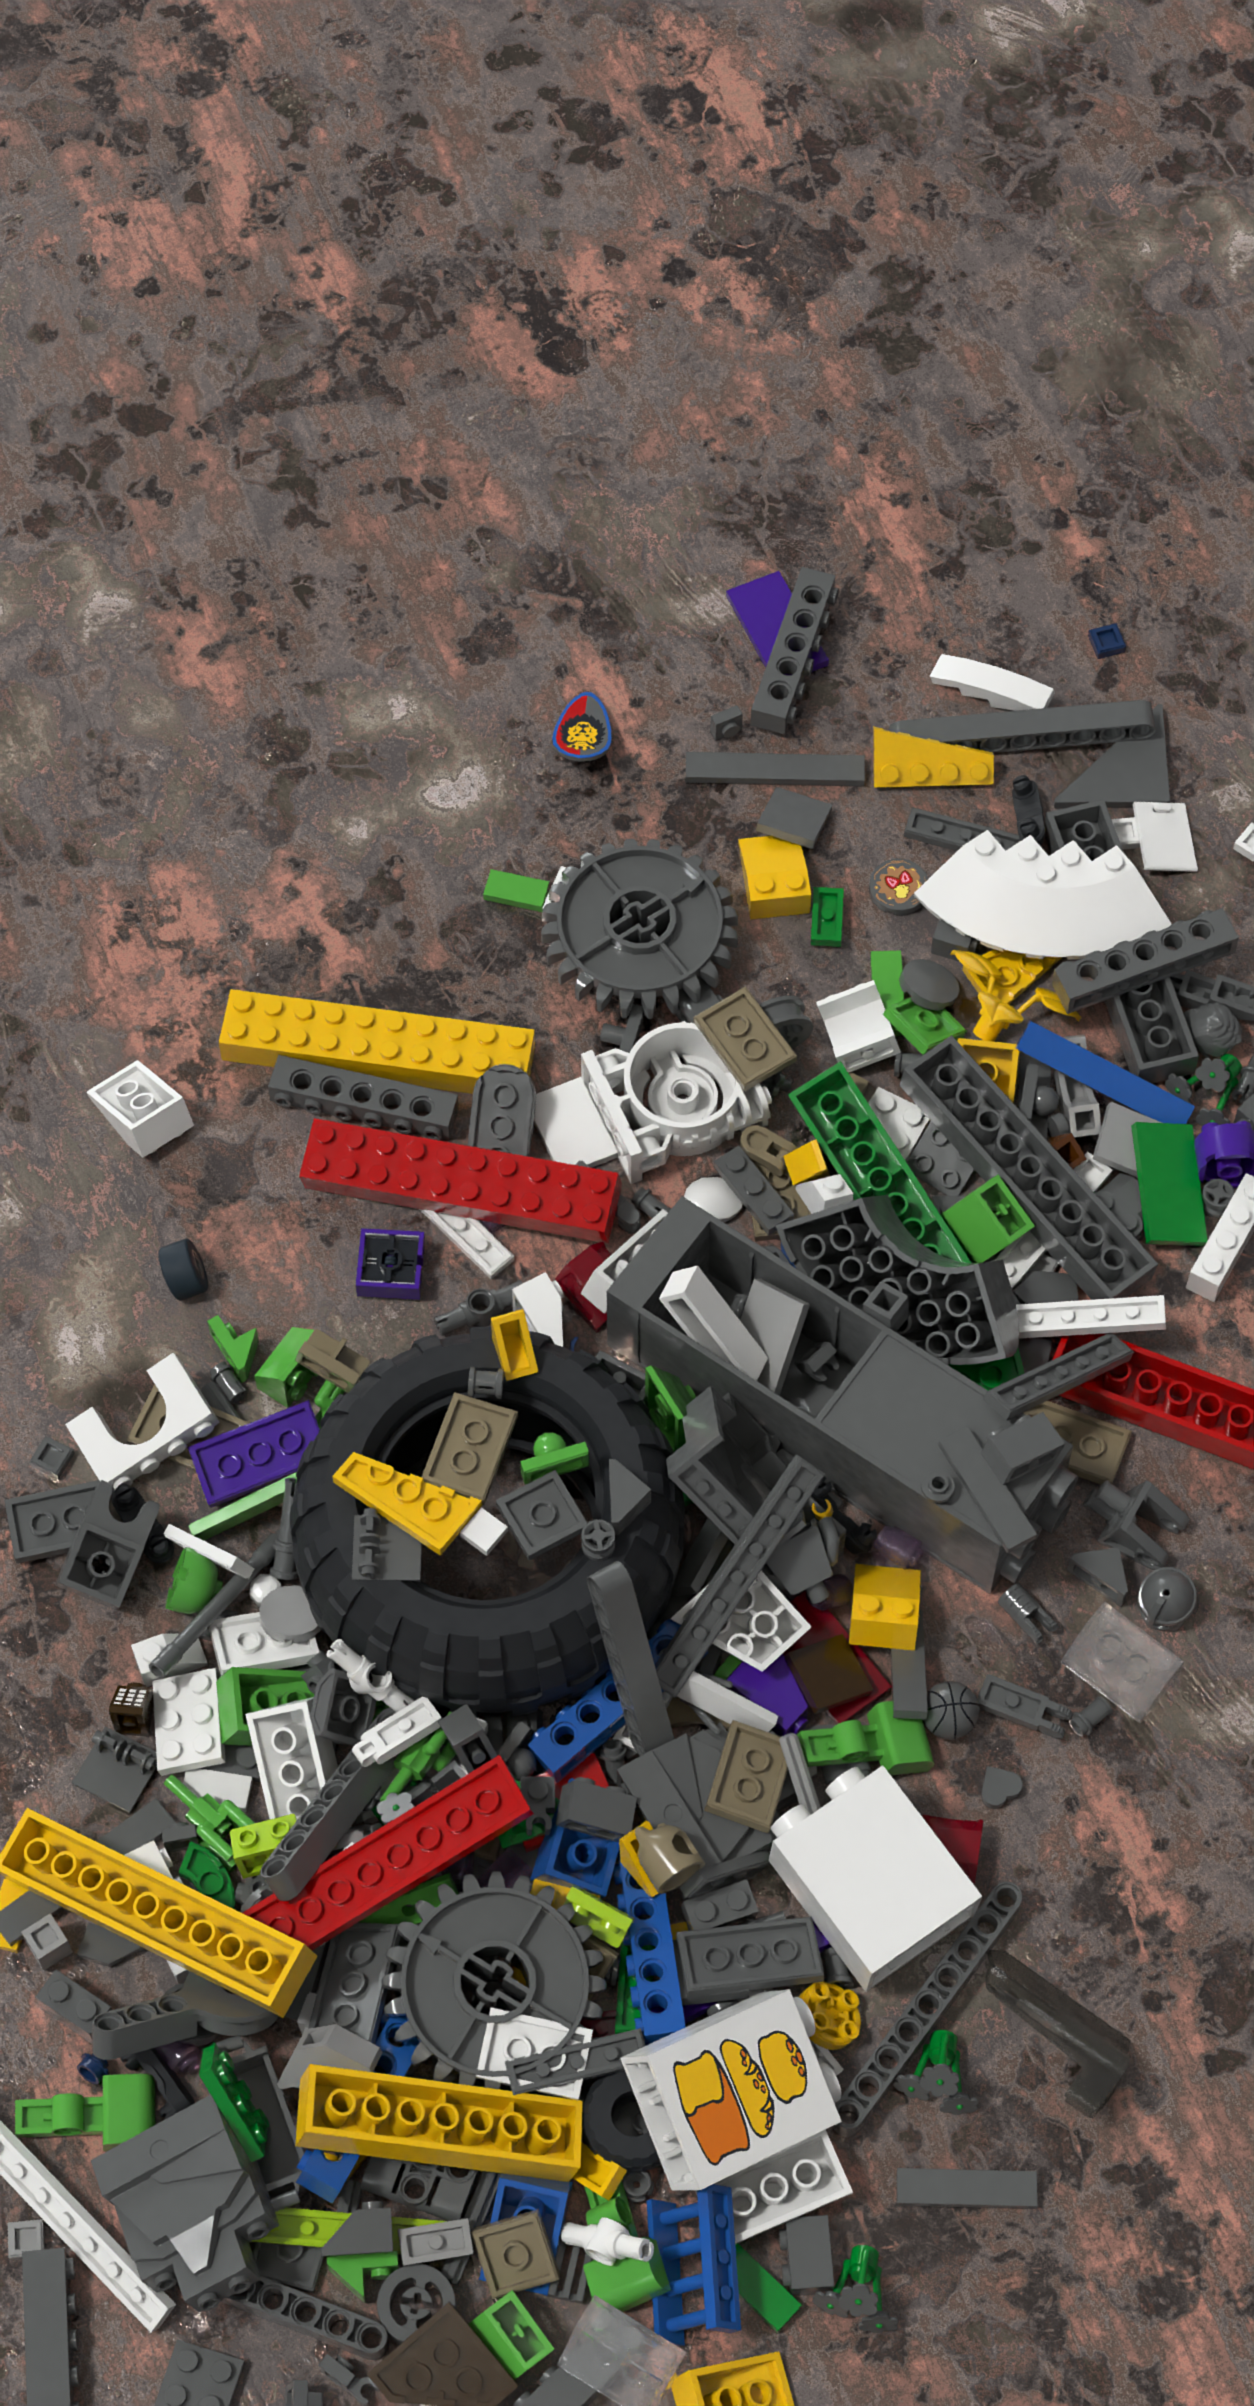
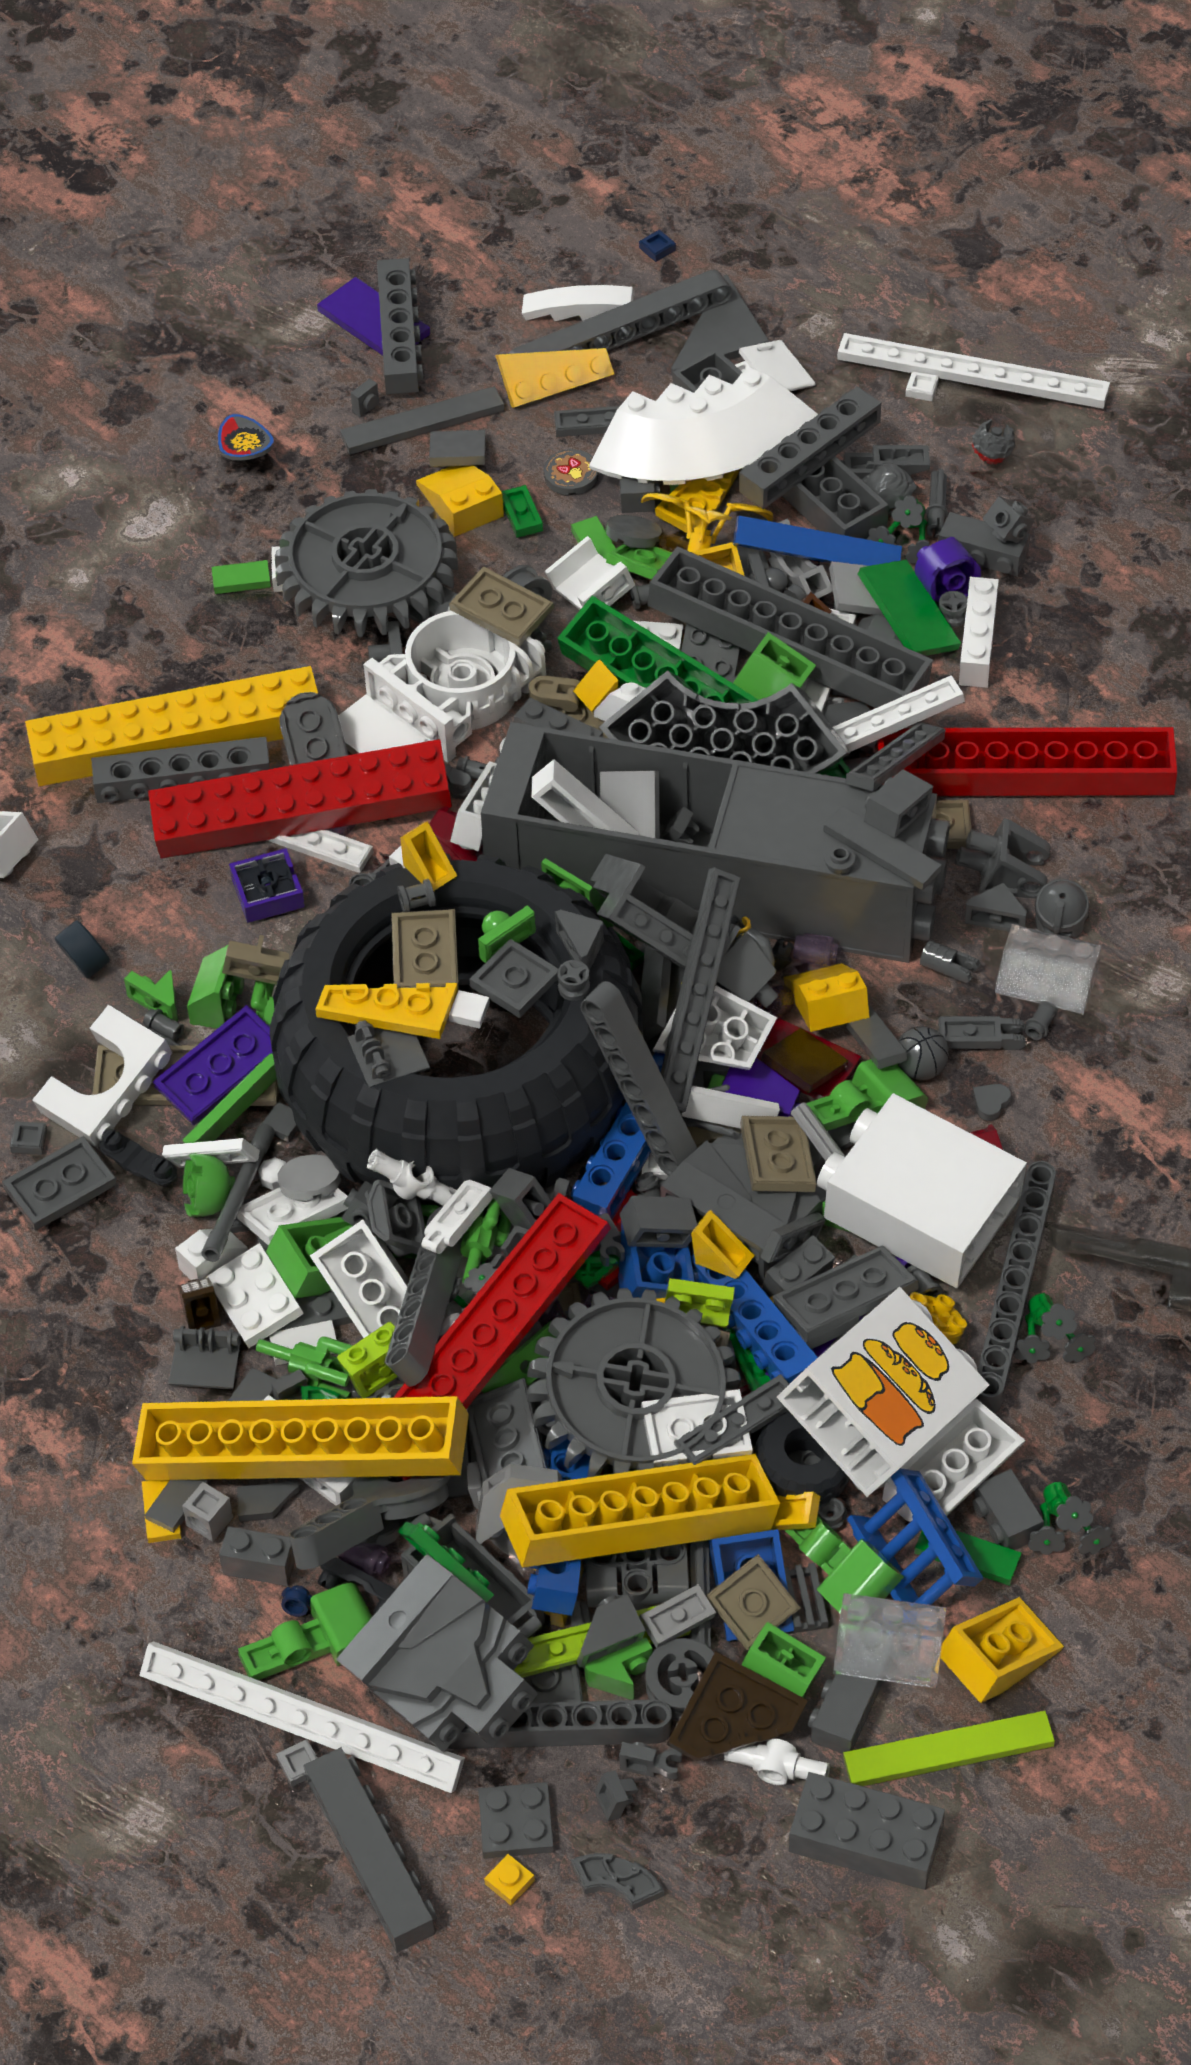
camera: 20 degrees left, 10 degrees down
(108, 1539) = (120, 1175): dark grey brick -> none
(284, 1560) = (279, 1124): dark grey pin -> none
(607, 2241) = (831, 1554): white pin -> none
(667, 1856) = (741, 1228): dark tan piece -> none
(887, 1306) = (728, 743): dark grey brick -> none
(966, 2188) = (1116, 1412): dark grey tile -> none
(1028, 809) = (650, 376): black piece -> none

